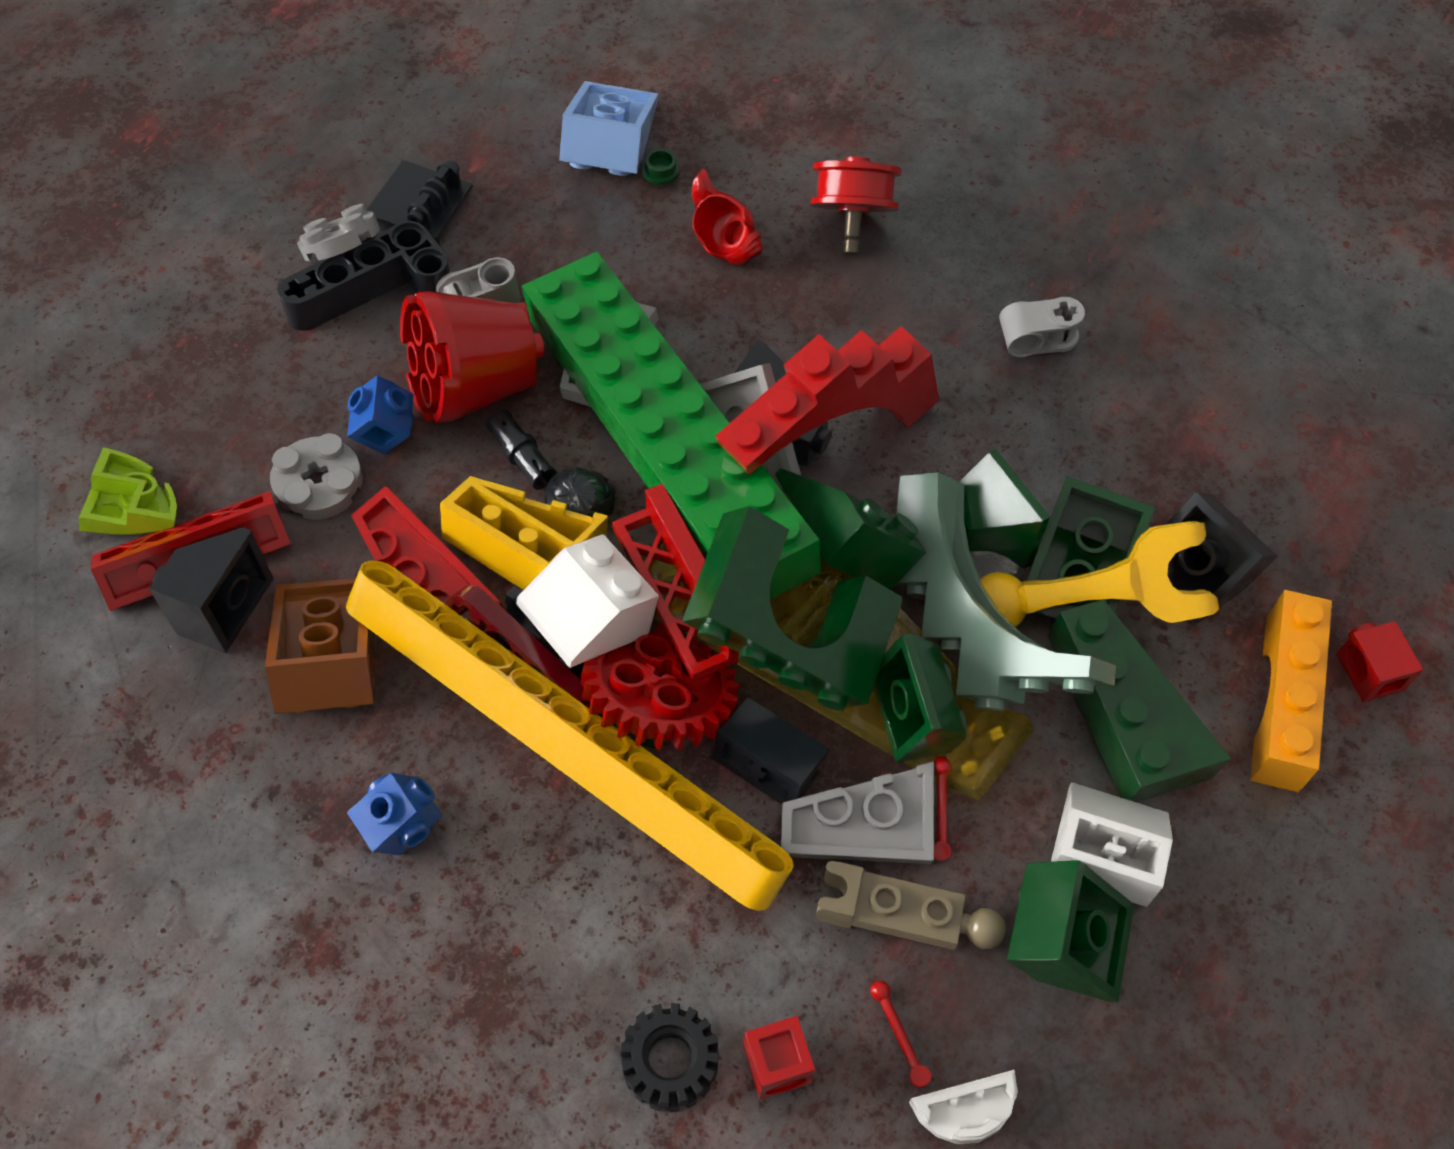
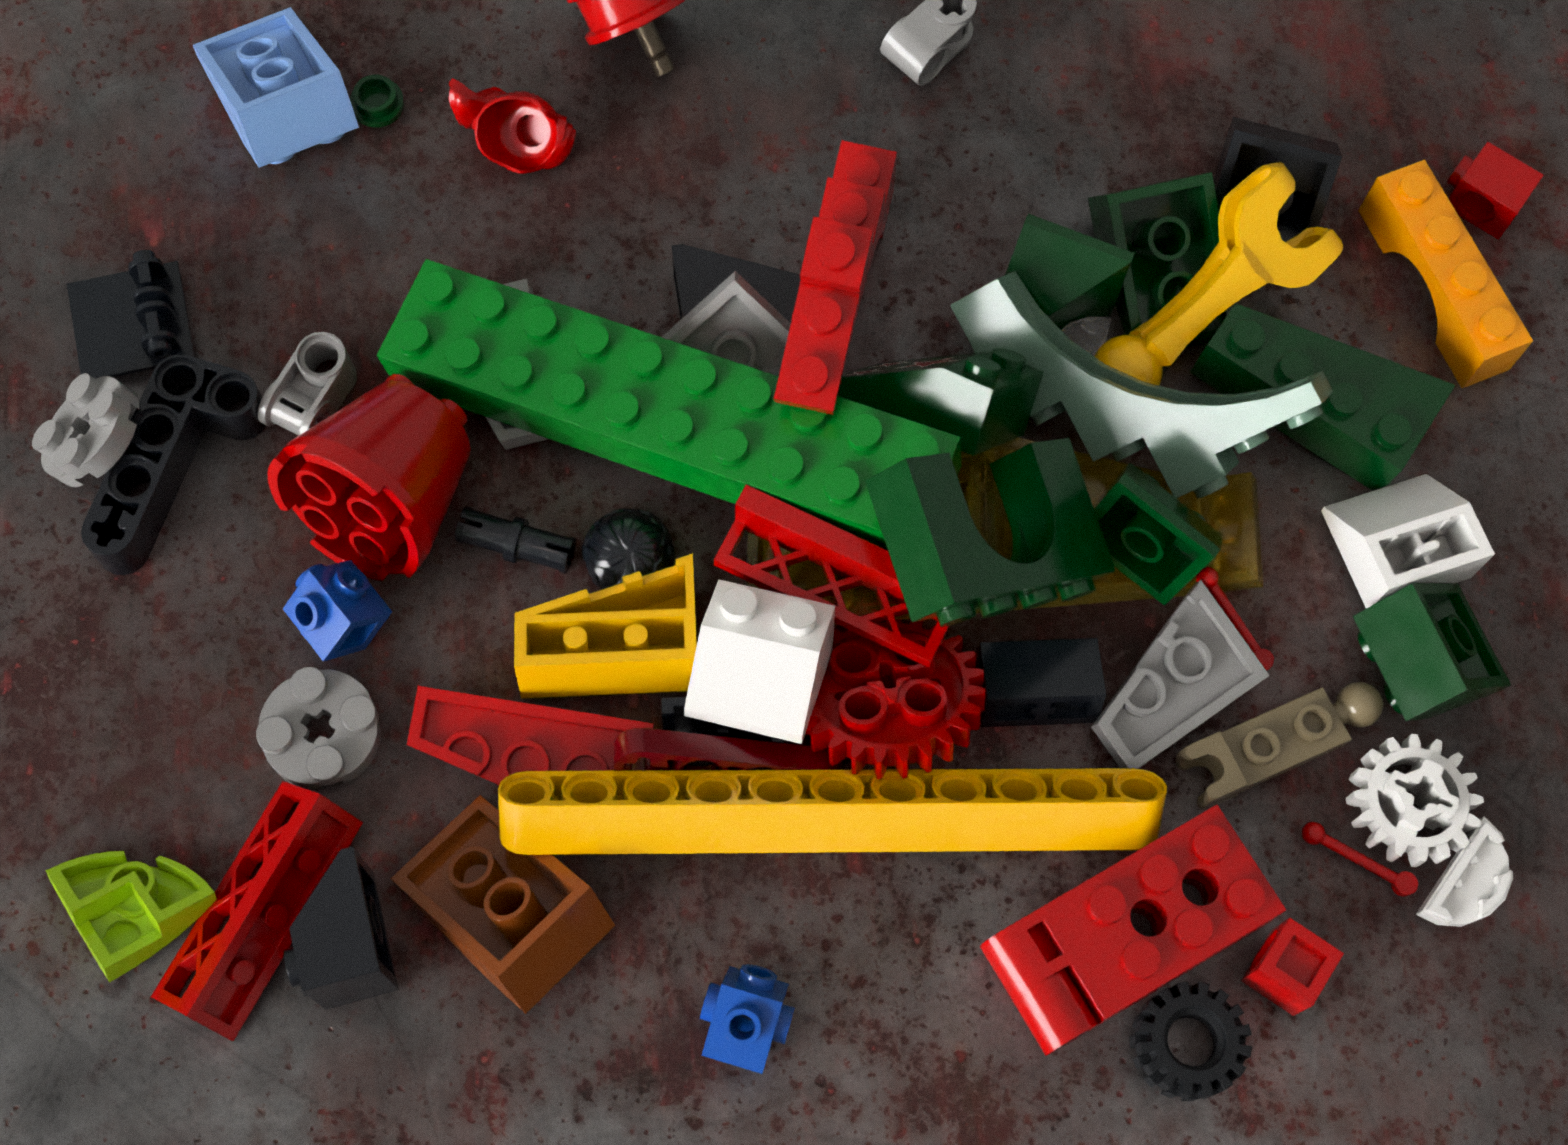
camera: 40 degrees left, 10 degrees up
(636, 942) = (1084, 959): none -> red hinge
(988, 1008) = (1439, 793): none -> white gear

